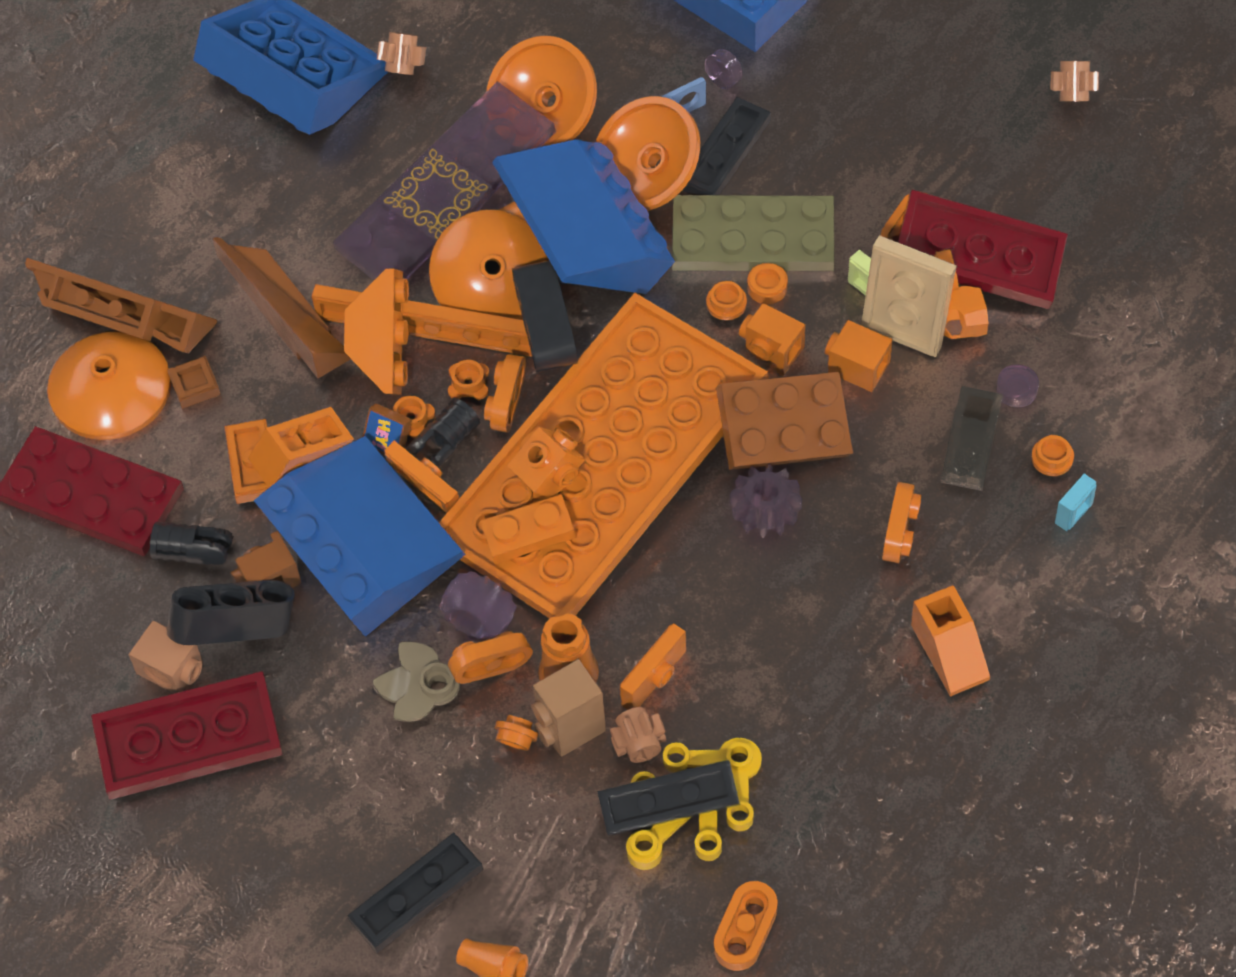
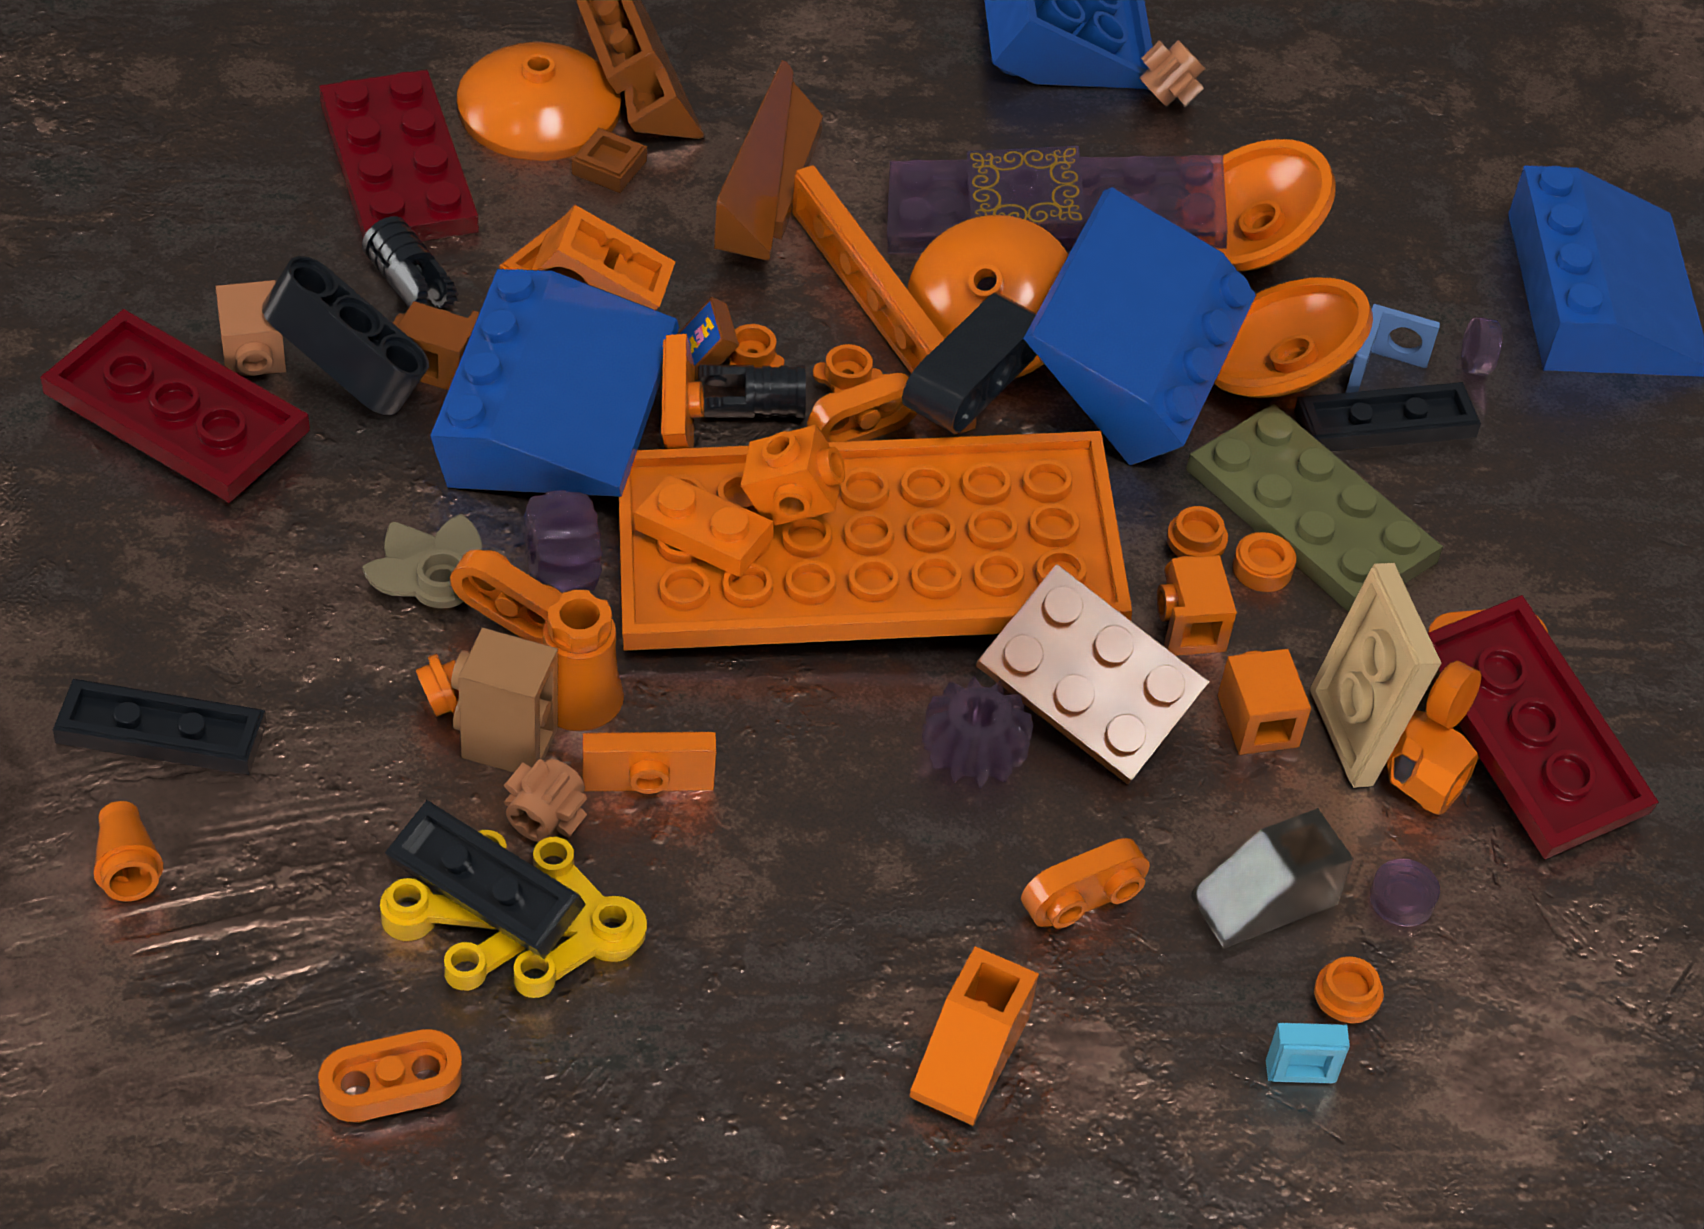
camera: 40 degrees right, 10 degrees down
(377, 332) = (809, 244): orange slope -> none

